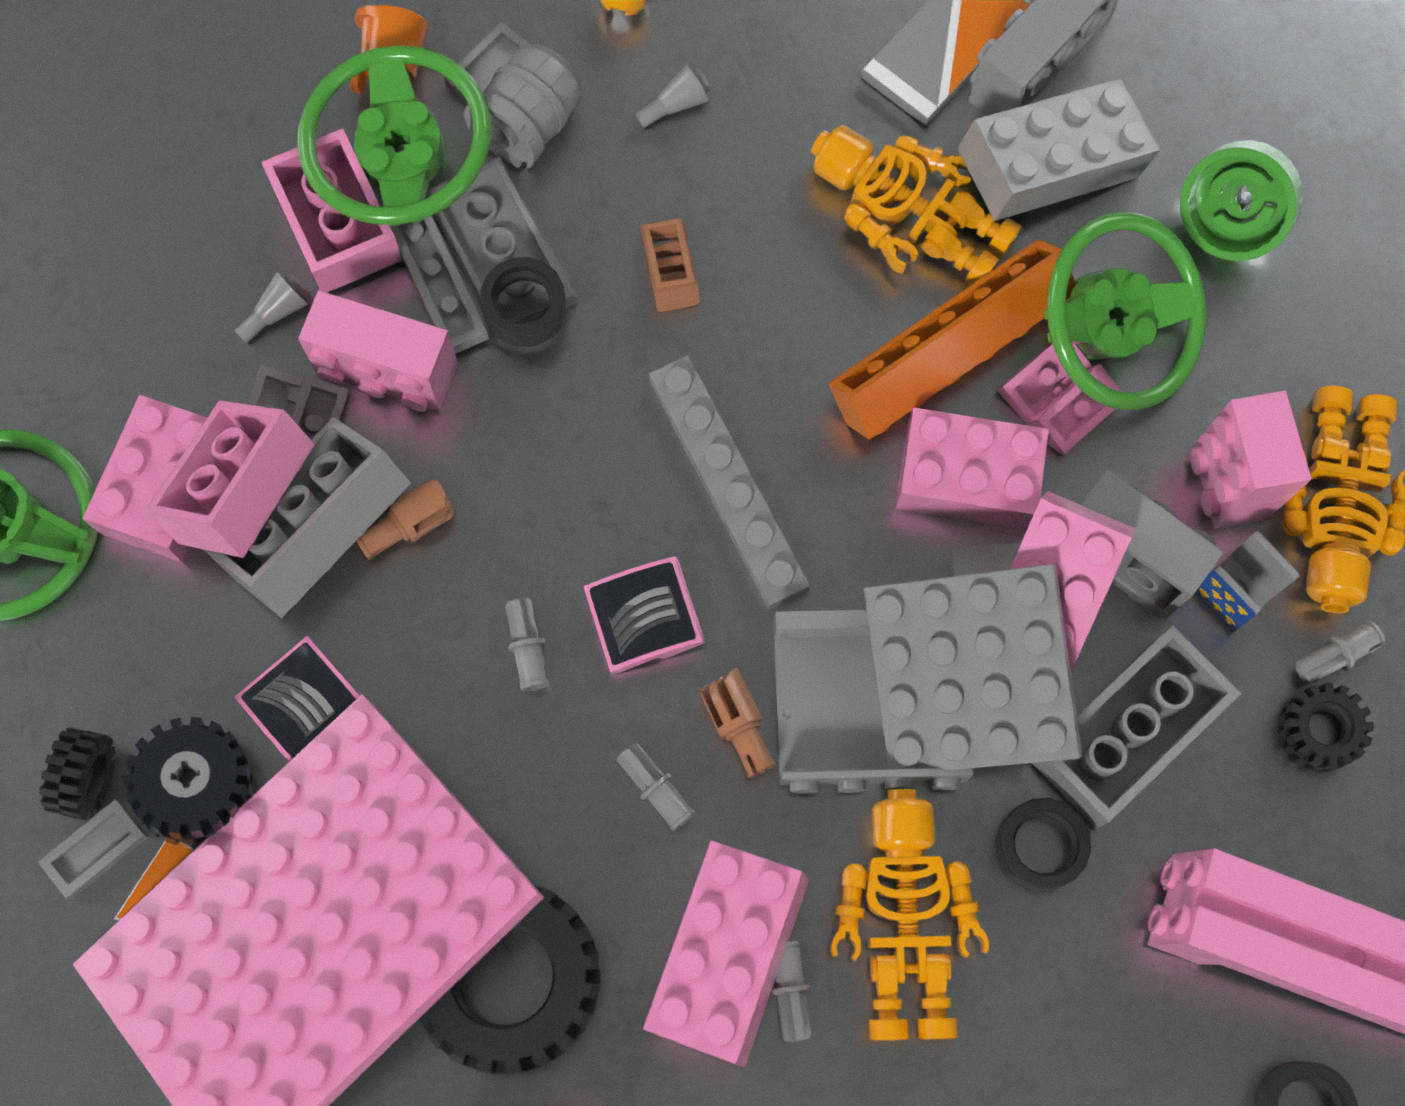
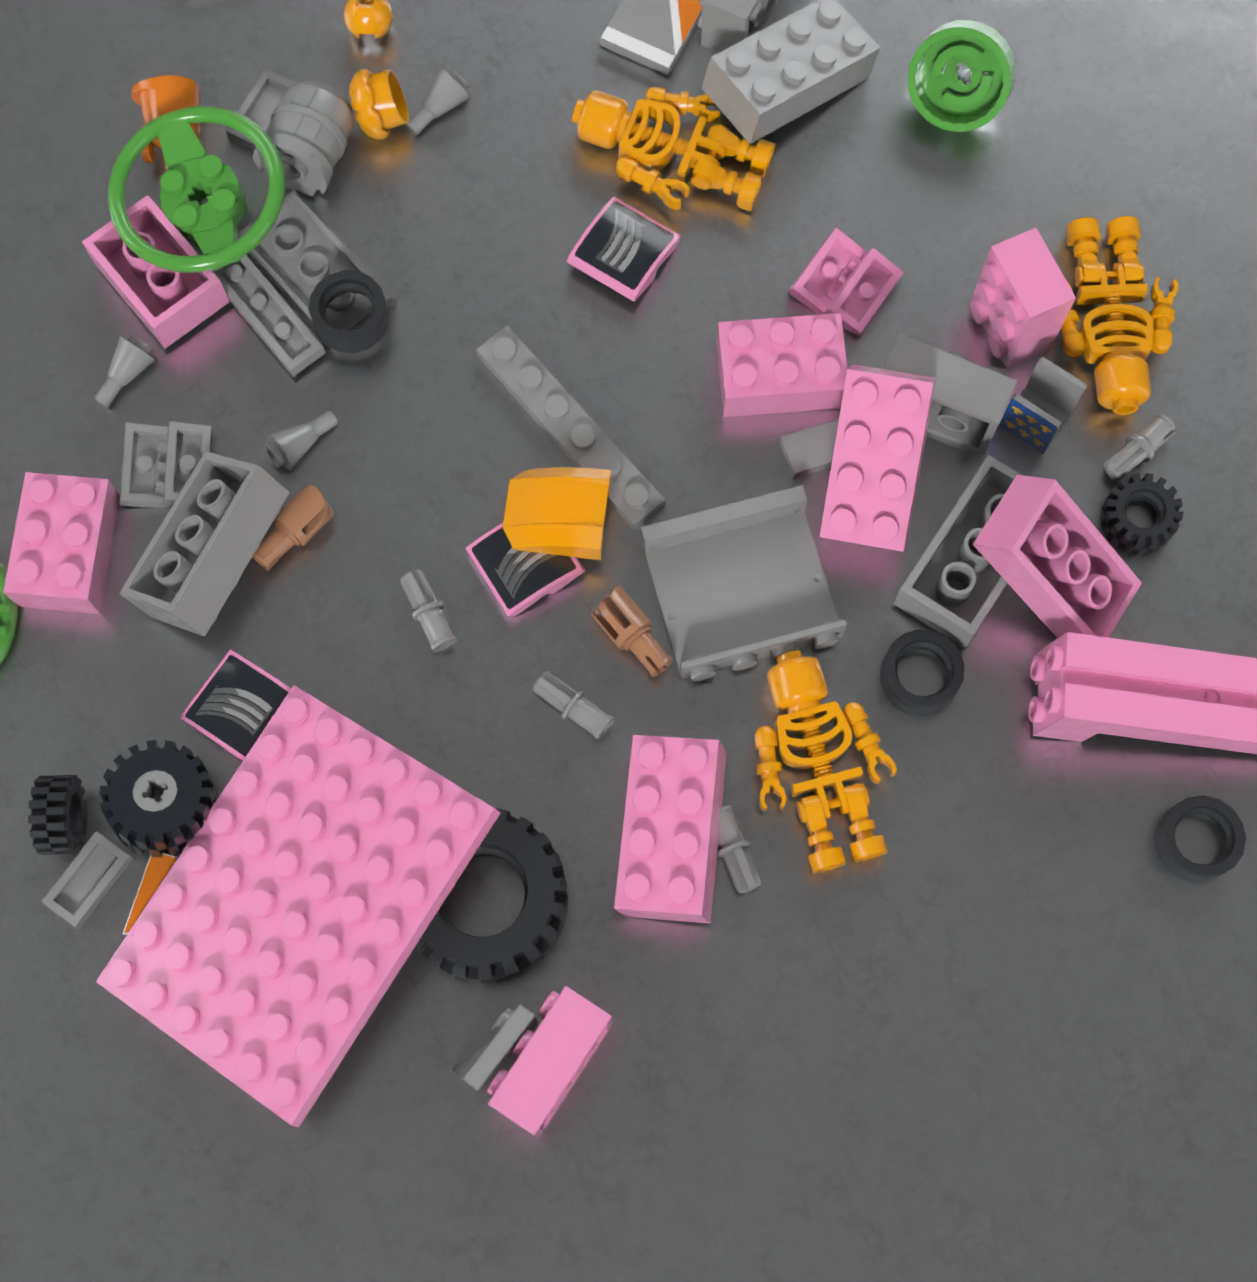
camera: 10 degrees left, 0 degrees up
(230, 478) = (128, 523): bright pink brick -> none
(378, 352) = (231, 384): bright pink brick -> none
(428, 429) = (291, 444): none -> light grey cone
(610, 85) = (378, 102): none -> light orange piece
(677, 289) = (481, 271): nougat slope -> none
(691, 572) = (558, 511): none -> light orange slope
(832, 302) = (623, 249): none -> slope
(947, 342) = (739, 255): orange brick -> none
(973, 670) = (825, 533): light grey plate -> none
(1119, 311) = (879, 197): bright green piece -> none
(1221, 763) = (1057, 559): none -> bright pink brick

